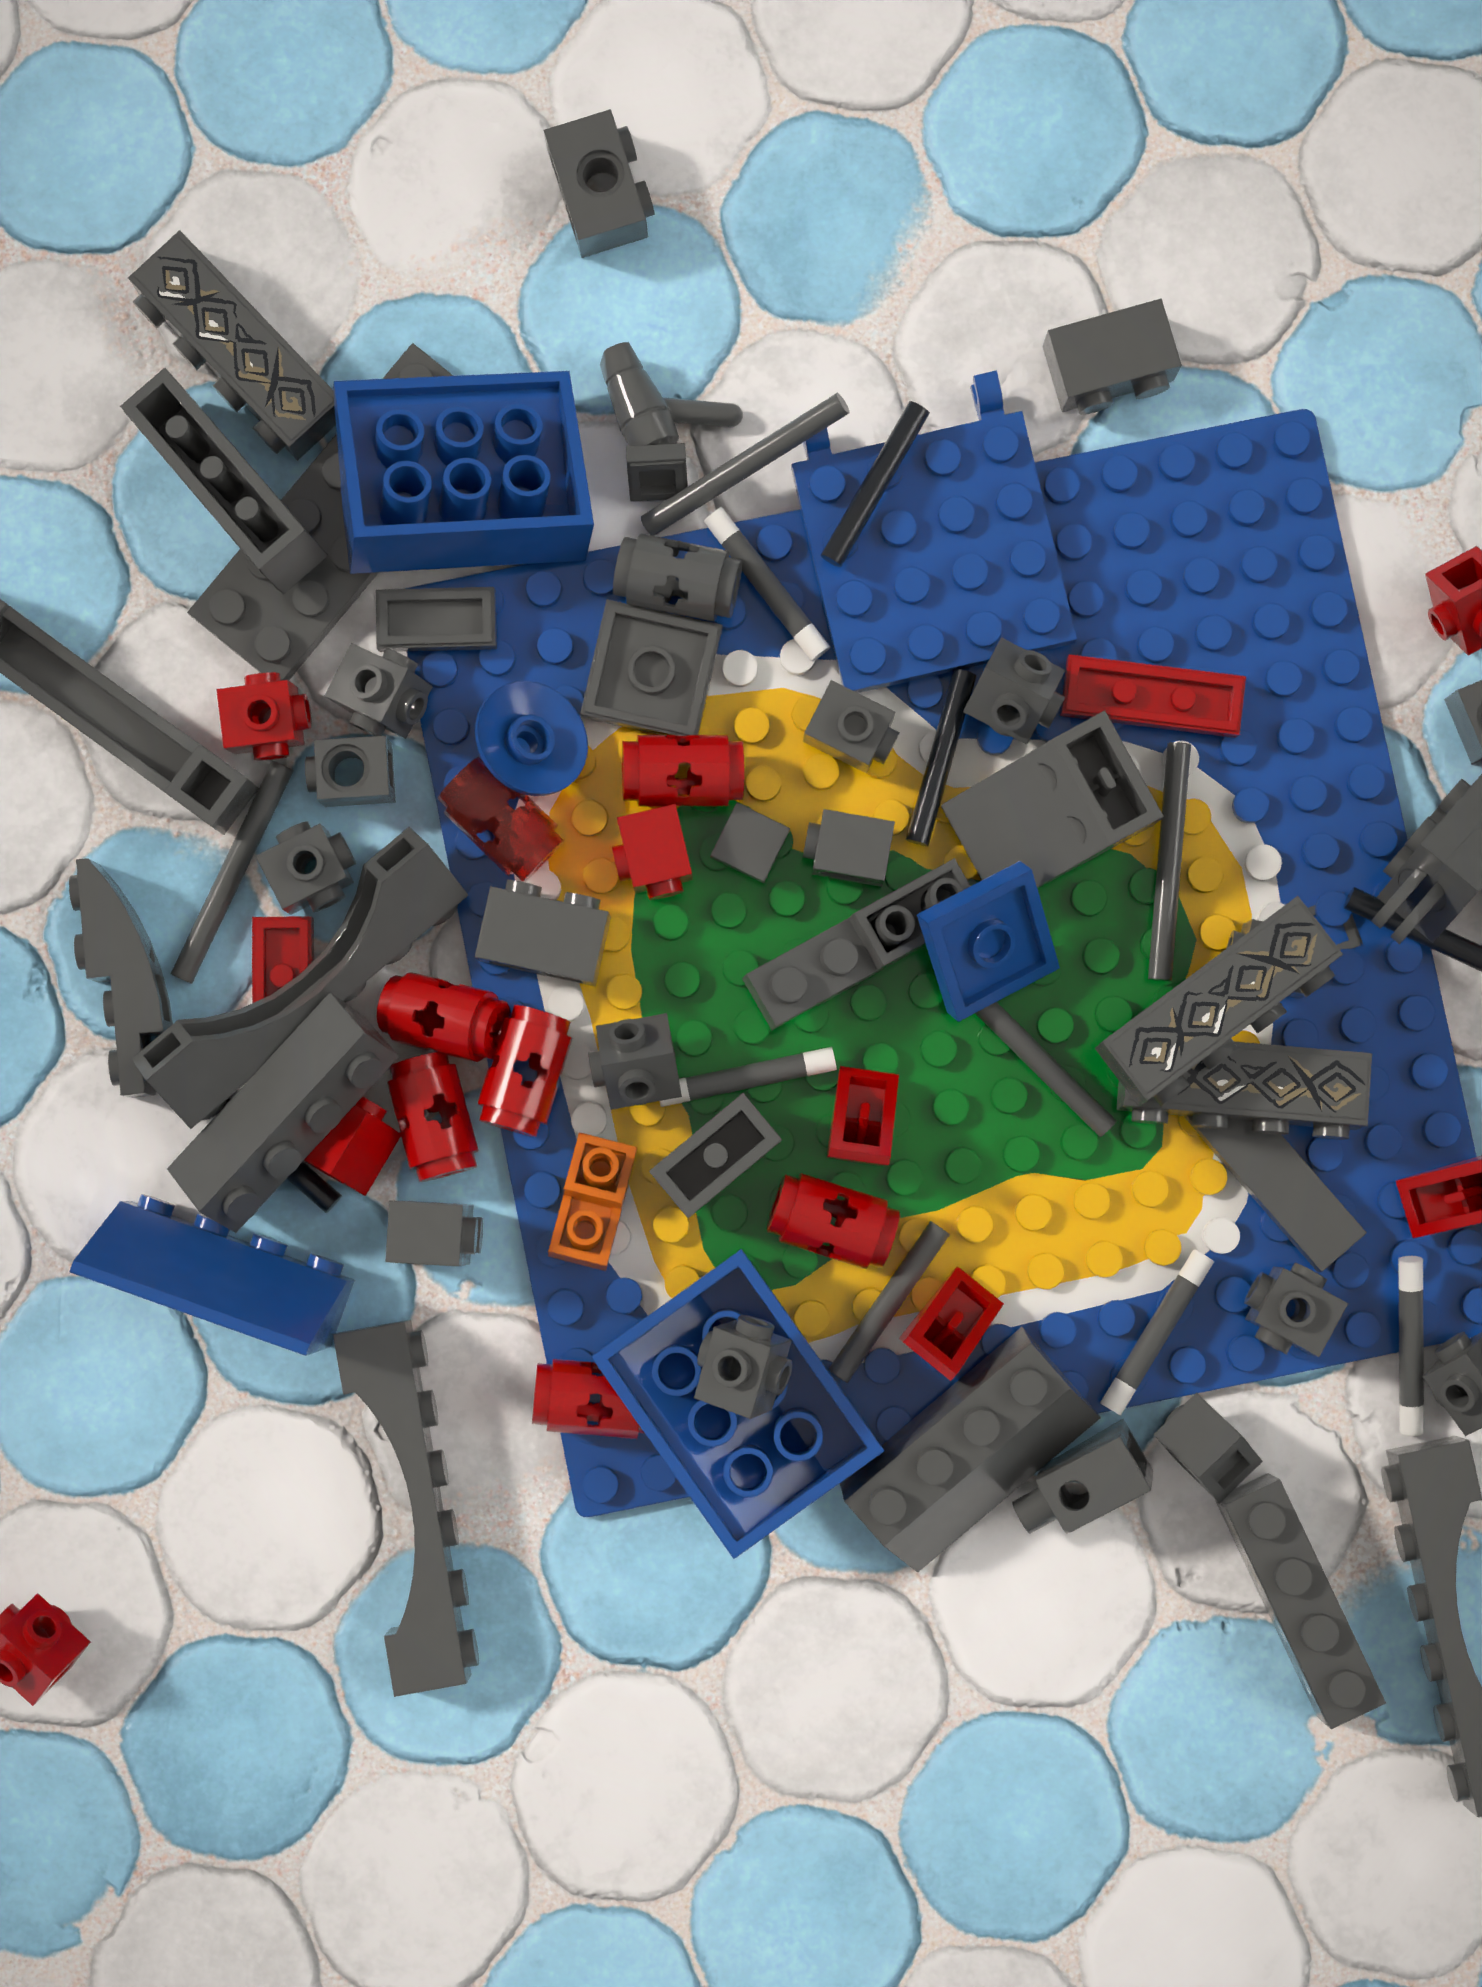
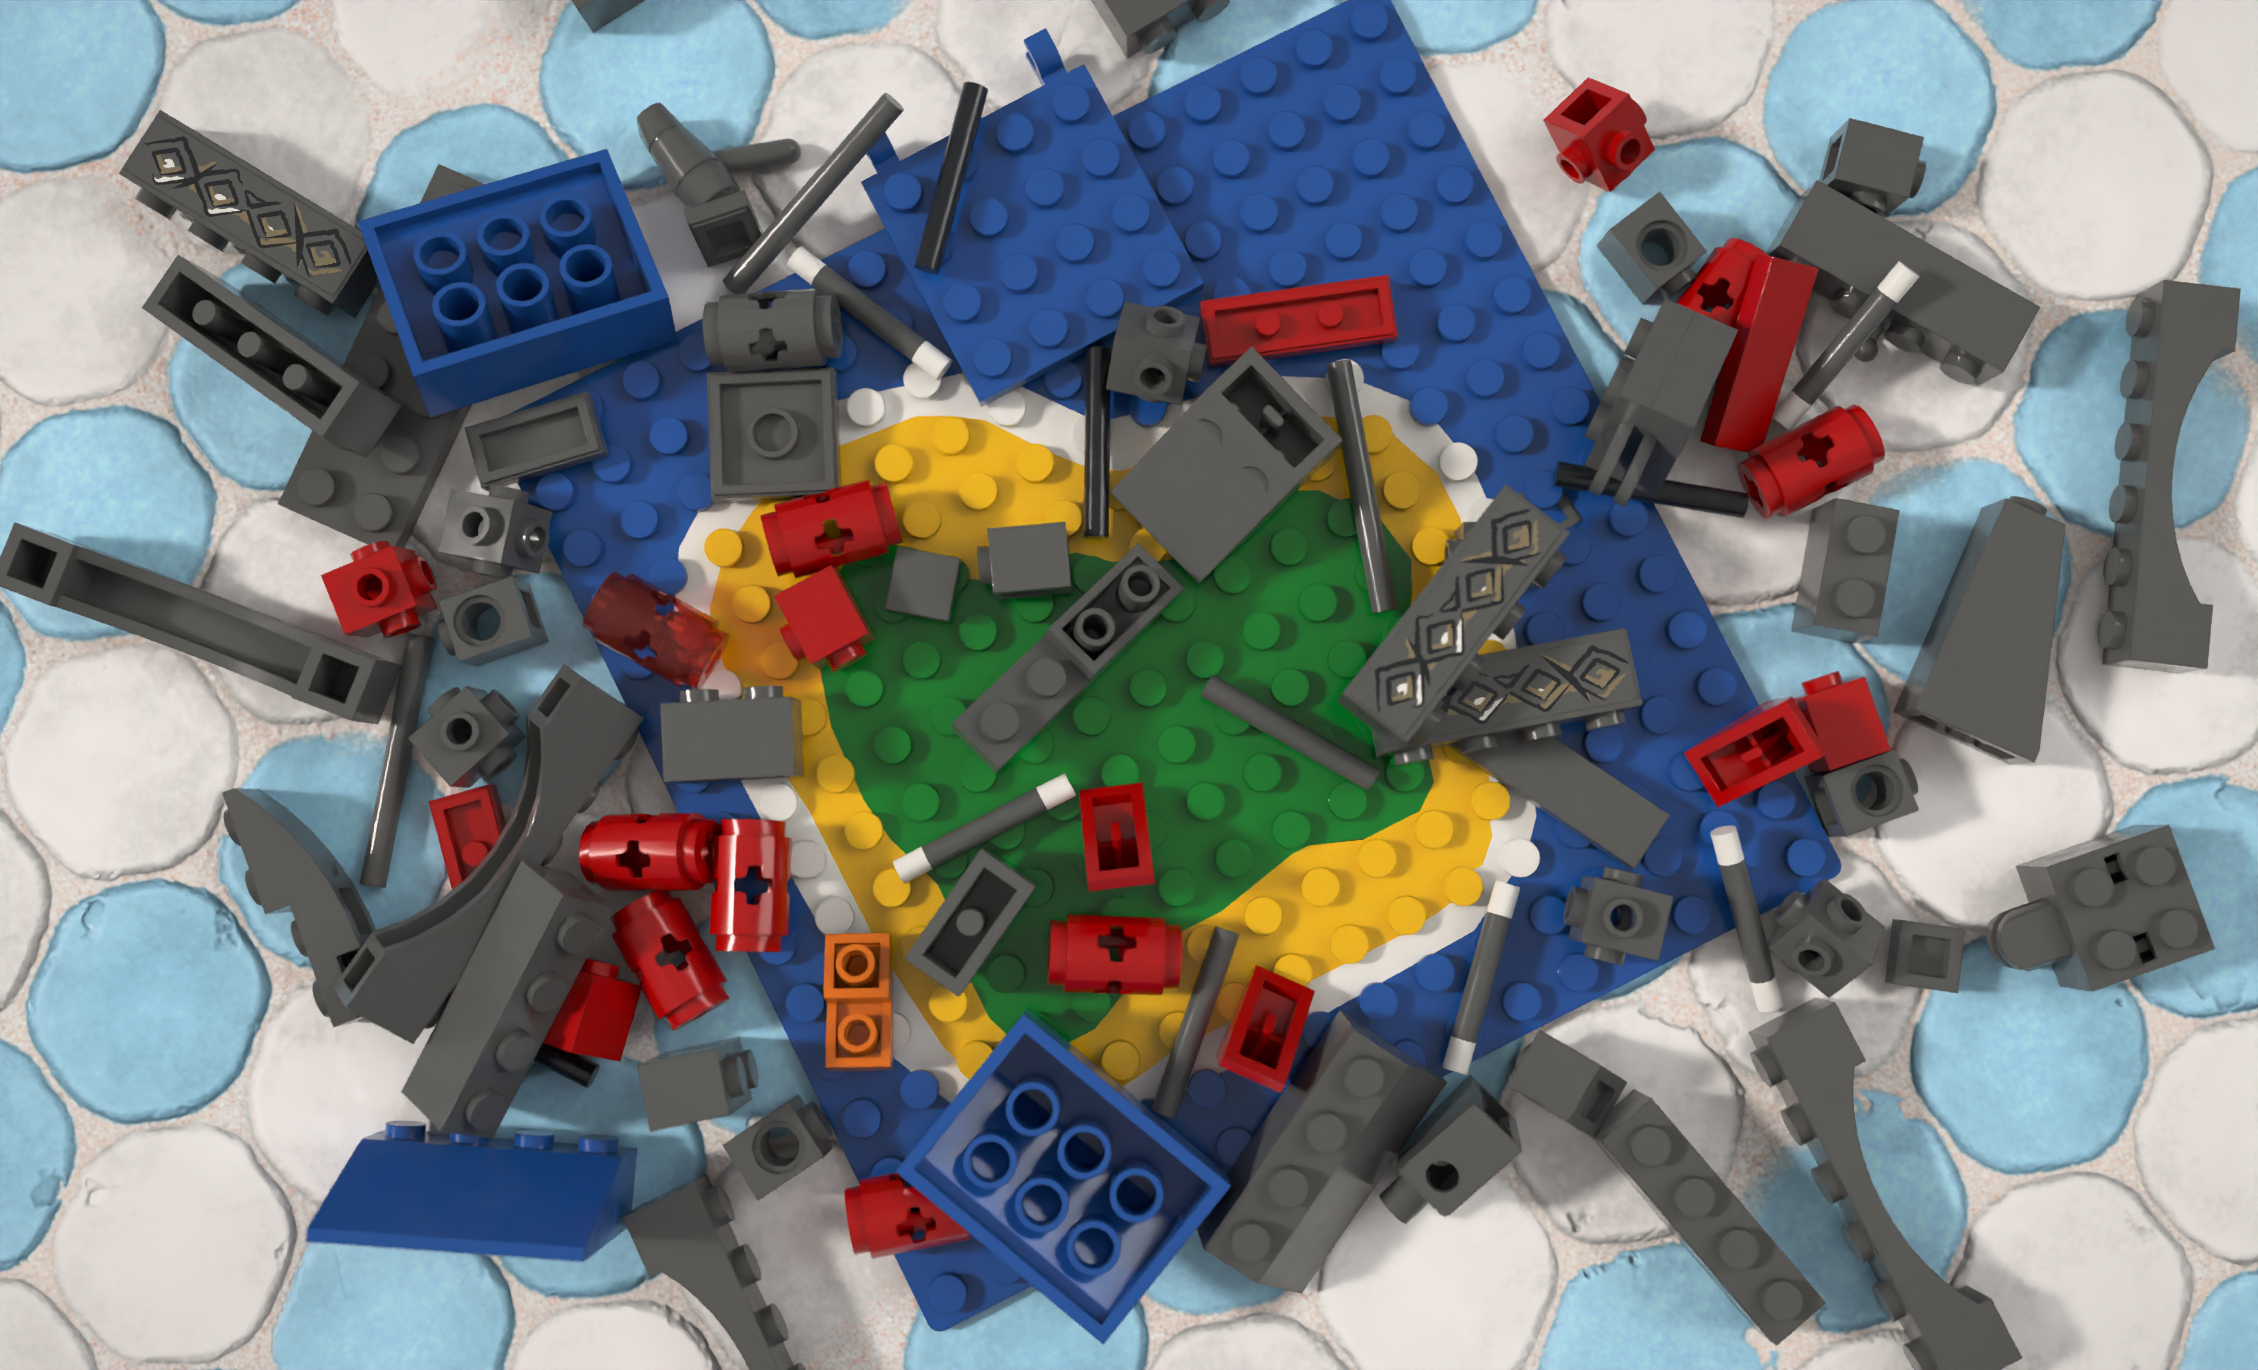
camera: 15 degrees left, 0 degrees up
(461, 1315) = (760, 1165): none -> dark grey brick
(548, 726) = (671, 514): blue dish -> none
(636, 1061) = (863, 845): dark grey brick -> none
(743, 1366) = (1056, 1142): dark grey brick -> none
(851, 728) = (995, 437): dark grey brick -> none
(988, 941) = (1196, 619): blue plate -> none

